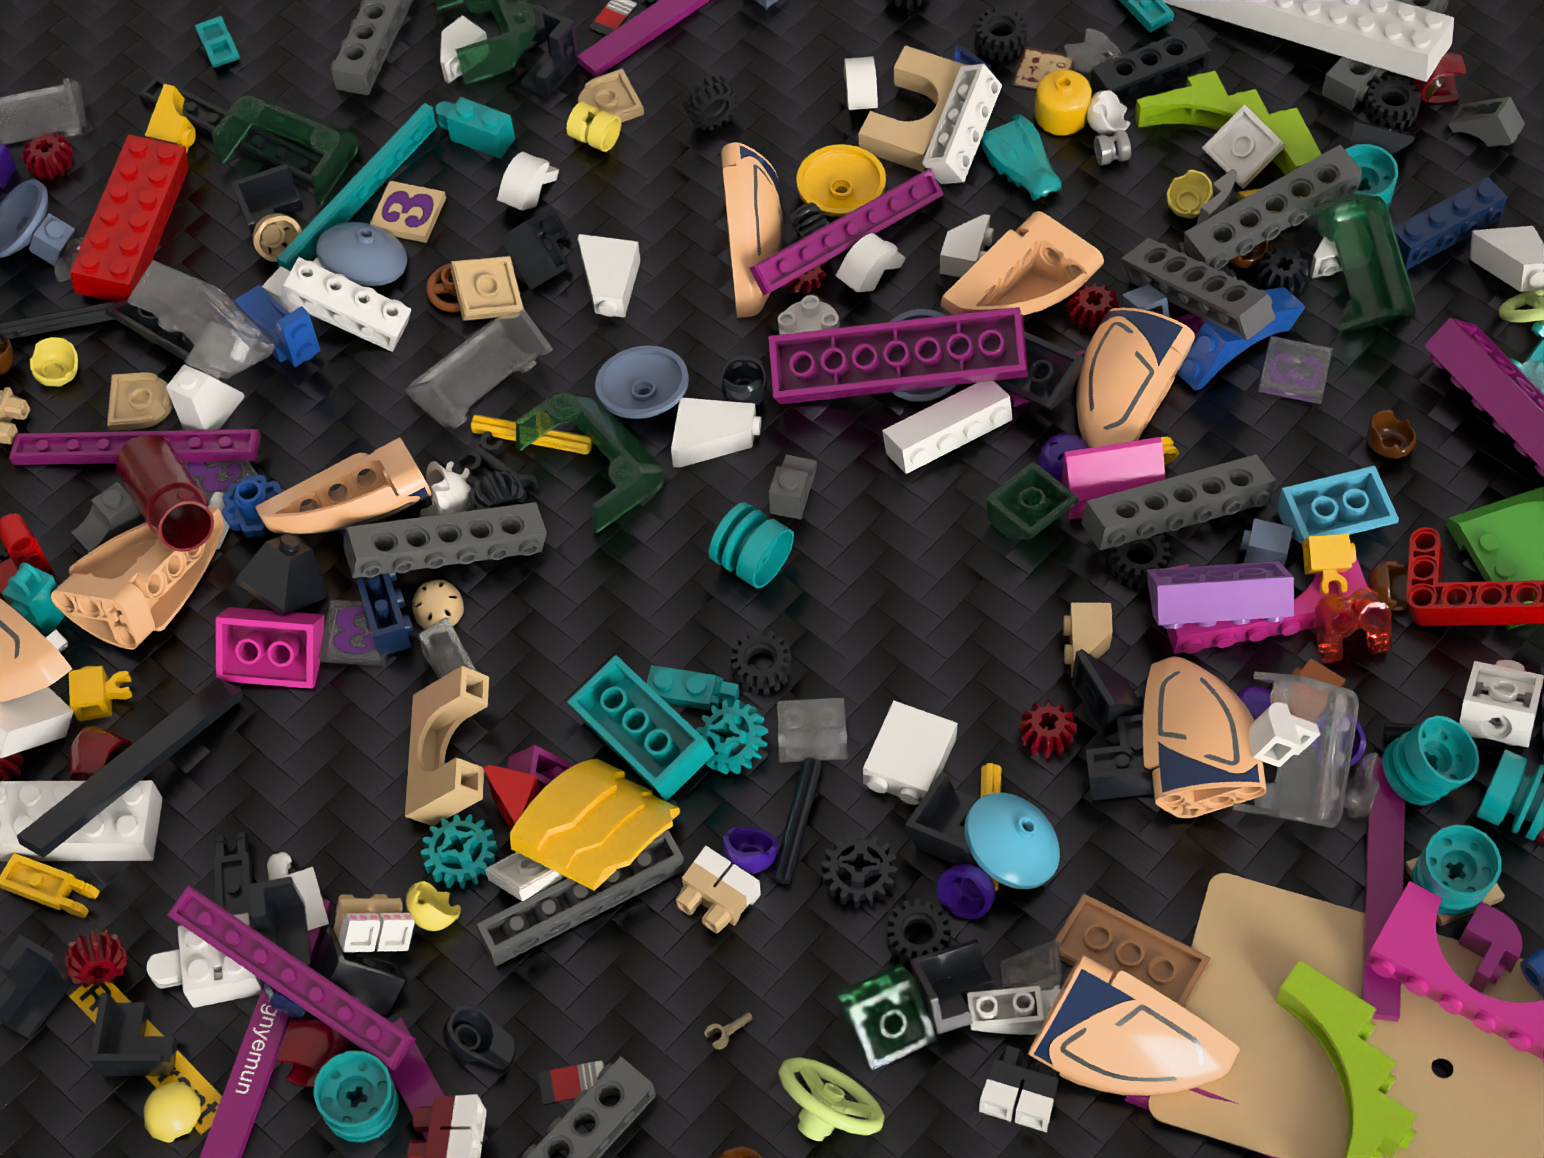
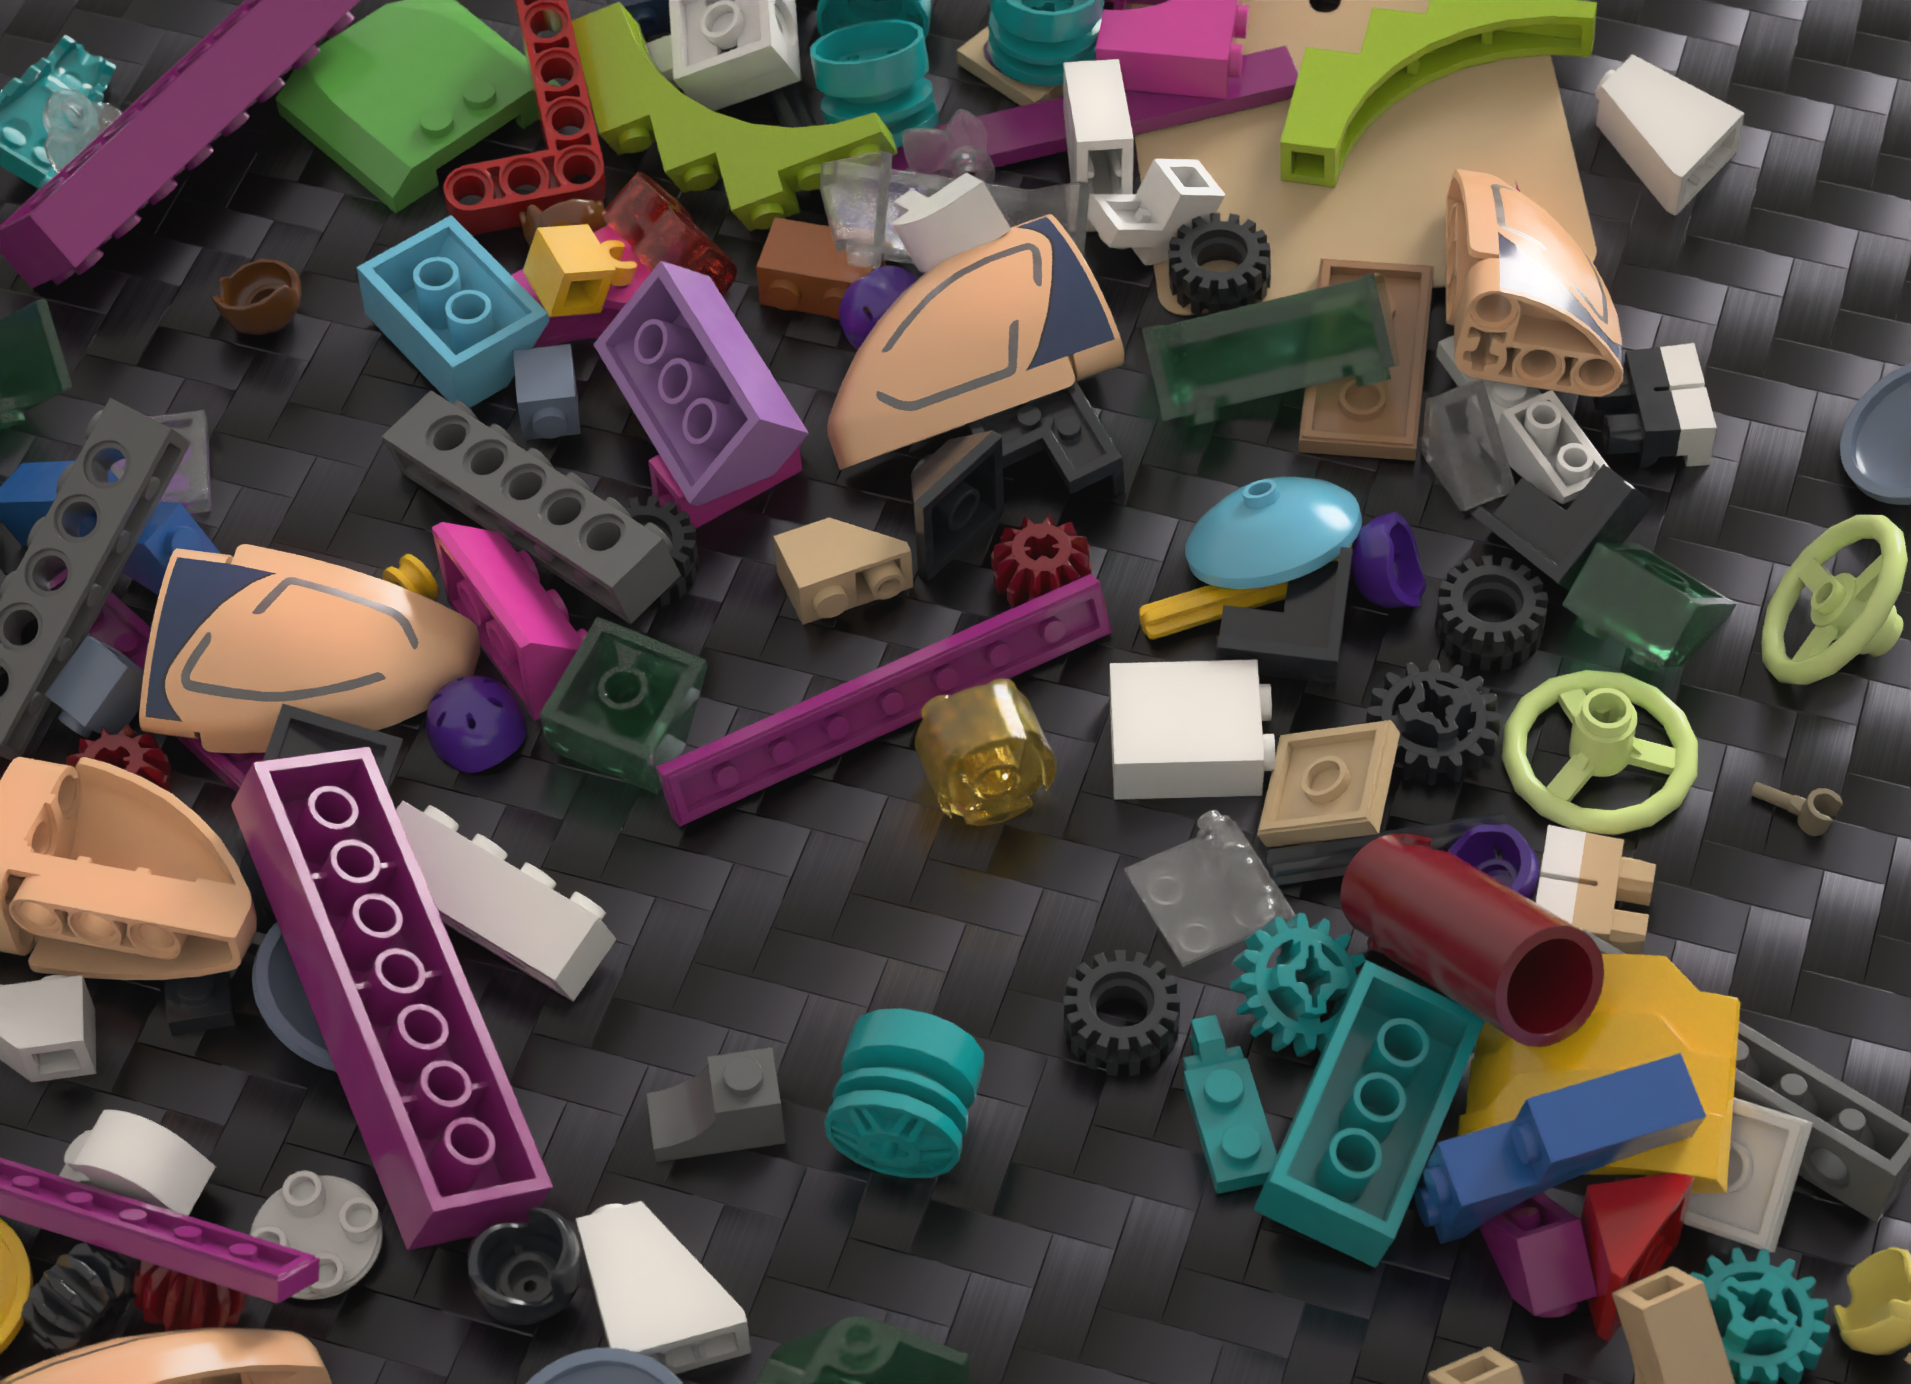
camera: 115 degrees left, 5 degrees down
(555, 767) = (1554, 1142): none -> blue arch
(693, 788) = (1473, 939): none -> dark red piece
(808, 948) = (1601, 747): none -> yellowish green piece
(842, 801) = (1329, 784): none -> tan tile
(930, 648) = (984, 752): none -> clear yellow brick
(992, 632) = (881, 700): none -> magenta tile
(1155, 891) = (1272, 348): none -> clear green windscreen
(1234, 885) = (1219, 242): none -> black tyre
(1275, 880) = (1167, 199): none -> white brick
(1346, 866) = (1098, 127): none -> white slope
(1396, 687) = (698, 146): none -> lime arch

